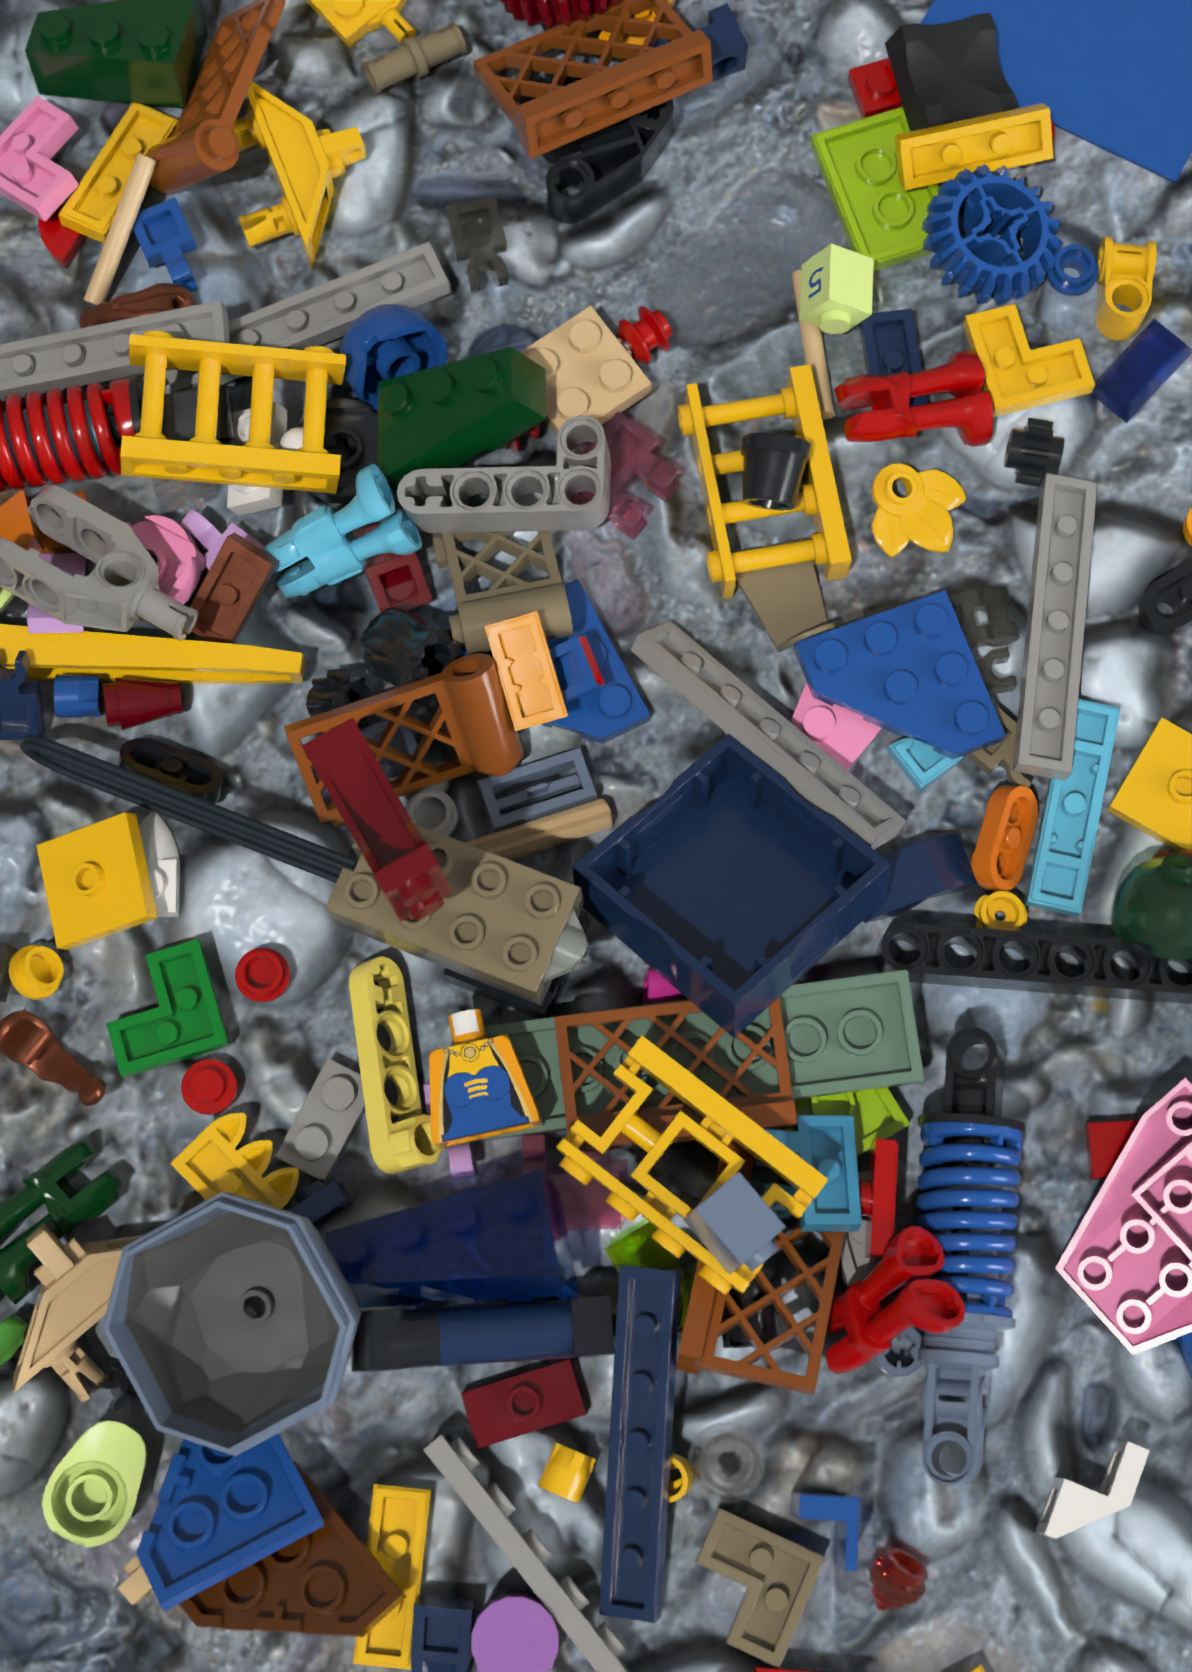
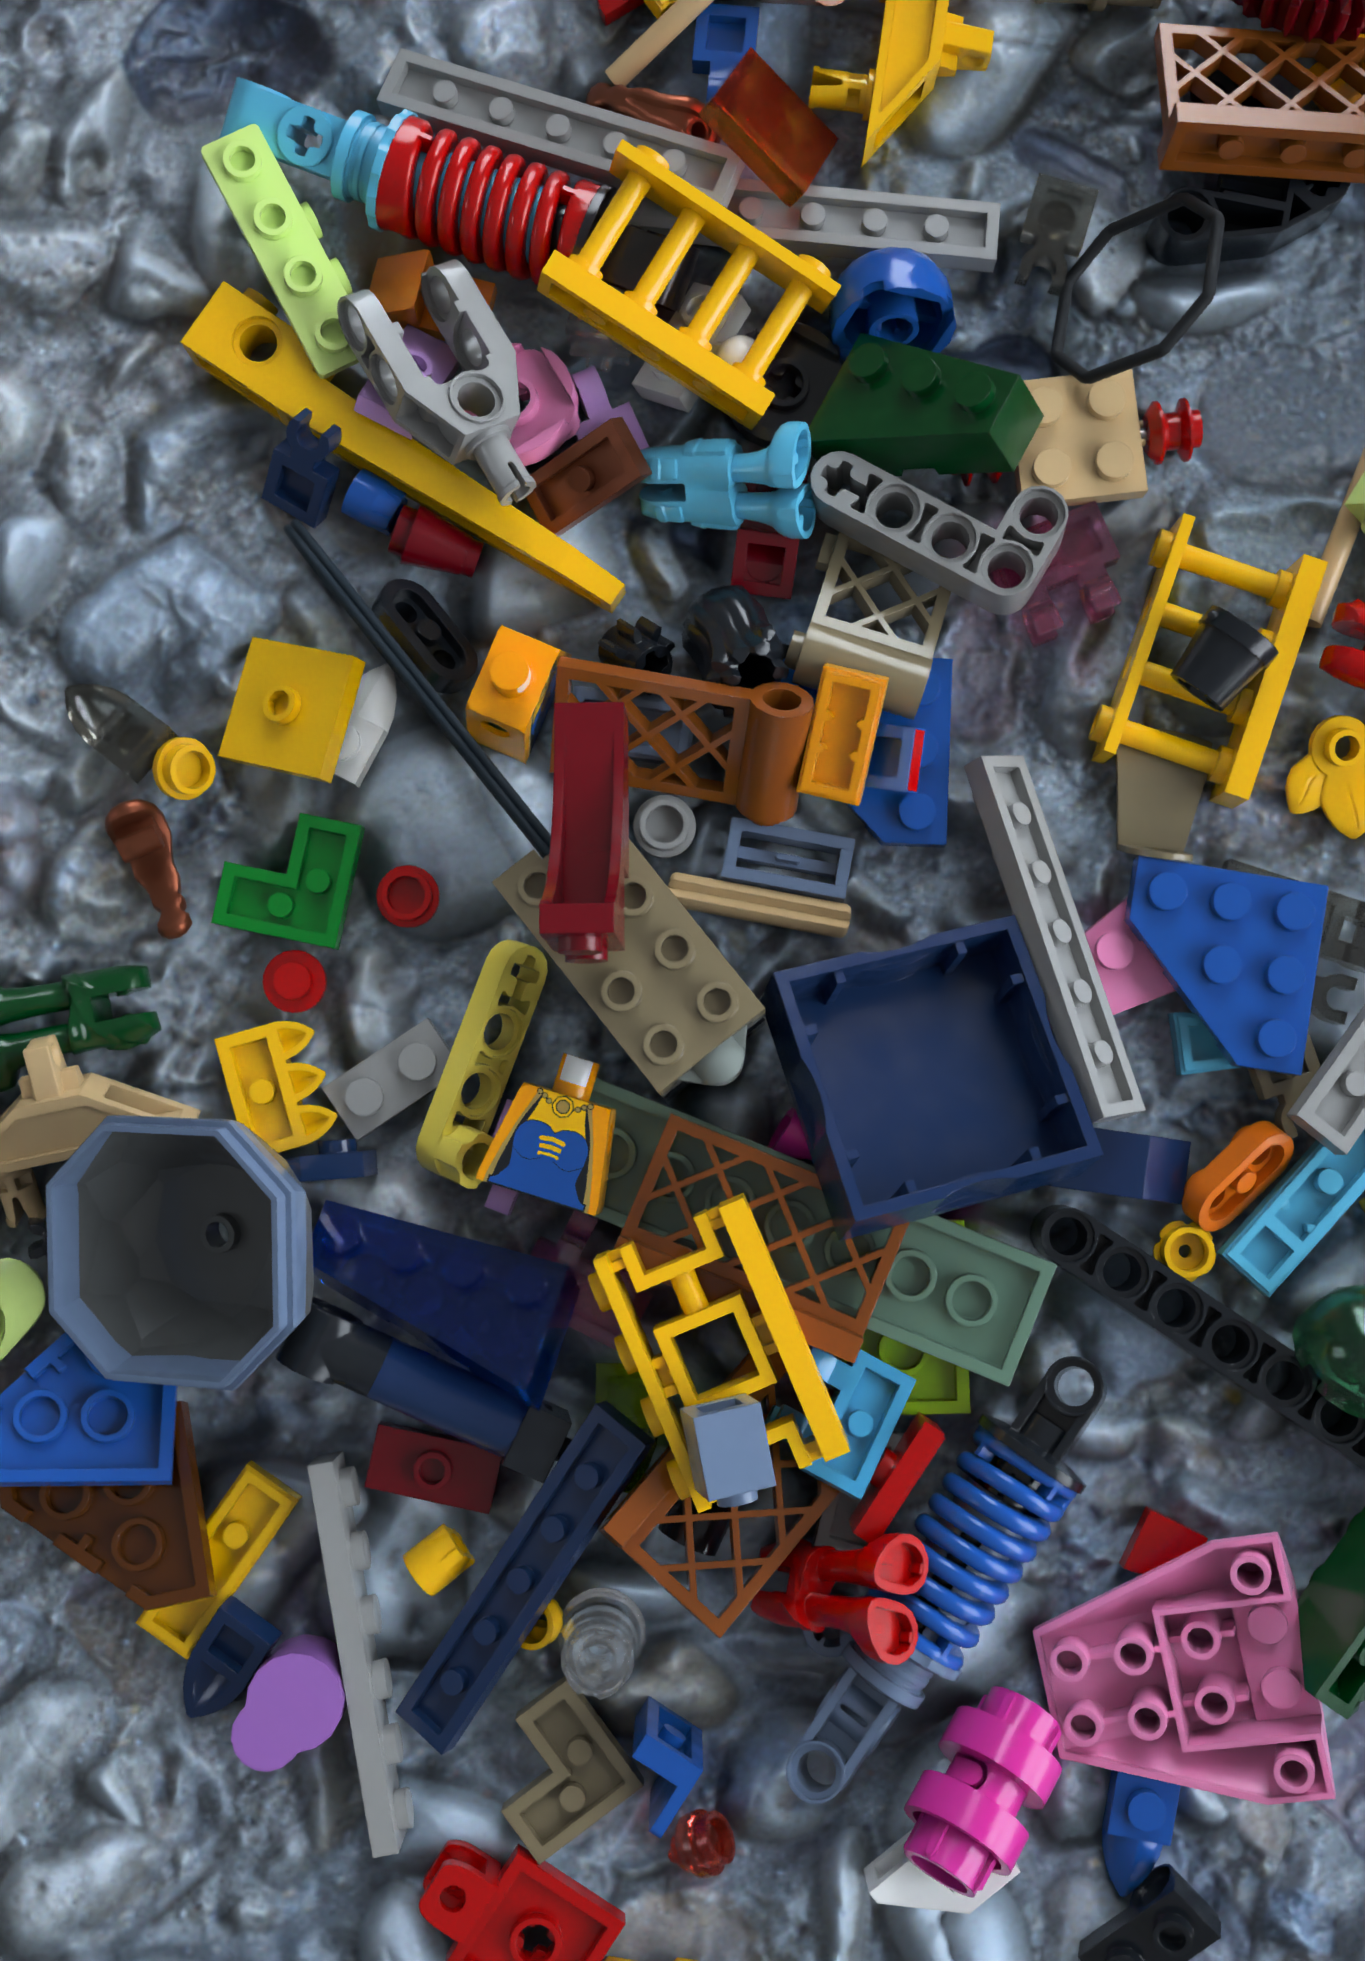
camera: 30 degrees right, 10 degrees up
(230, 274) = (769, 127): none -> clear red tile
(263, 773) = (513, 693): none -> light orange torso
(606, 264) = (1196, 309): none -> black piece
(1083, 1410) = (970, 1812): none -> dark pink piece

